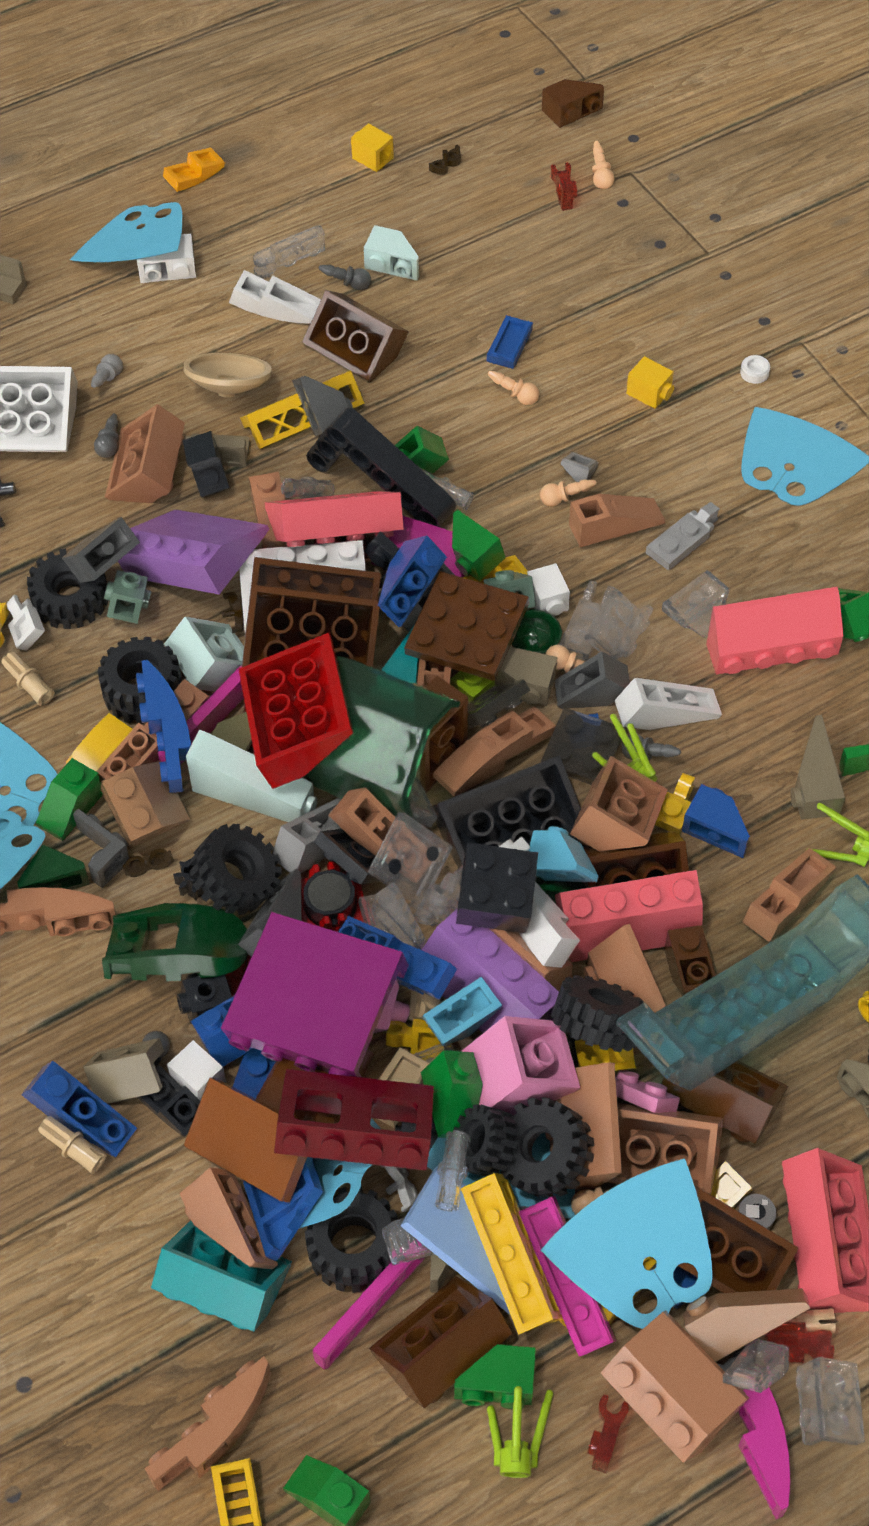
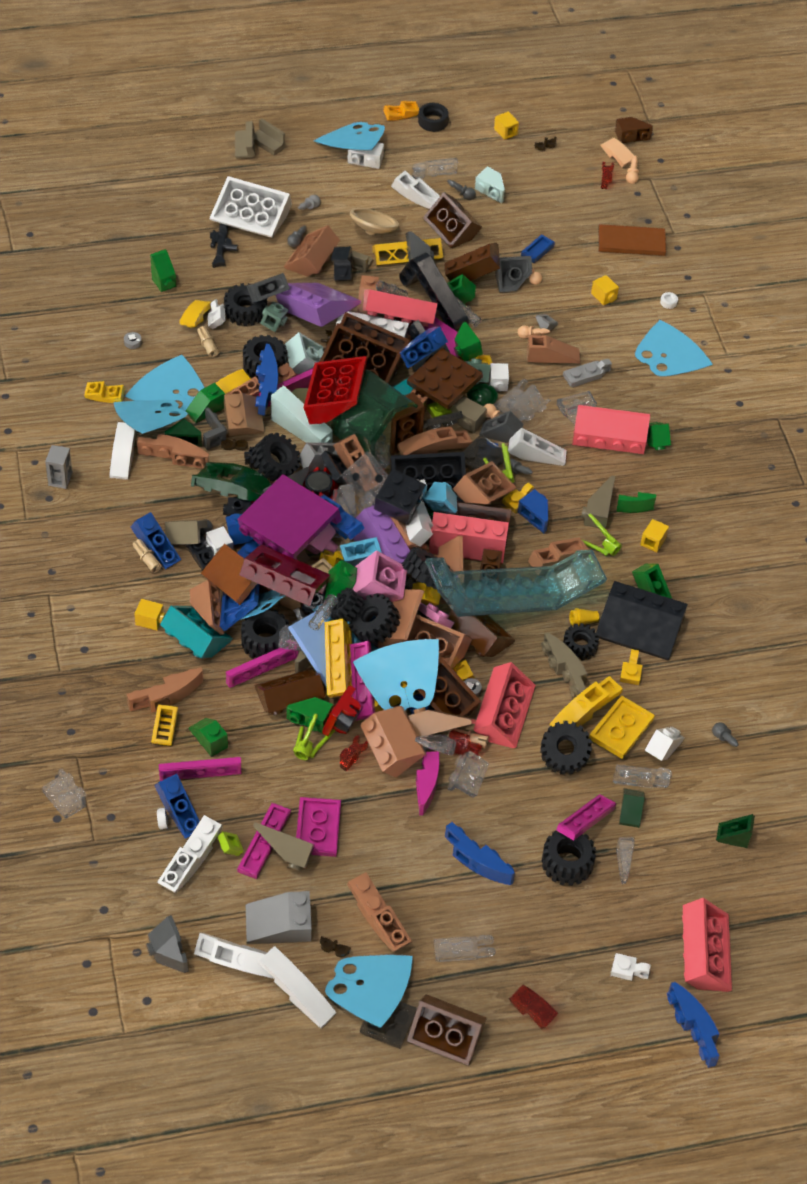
camera: 15 degrees right, 5 degrees down
(123, 1270) = (149, 614): none -> yellow brick
(252, 179) = (433, 109): none -> black tyre
(426, 400) = (475, 263): none -> reddish brown slope
(489, 395) = (513, 272): none -> dark grey slope
(560, 138) = (618, 150): none -> light nougat slope
(563, 1363) = (343, 714): none -> red piece
(651, 283) = (631, 240): none -> dark orange tile

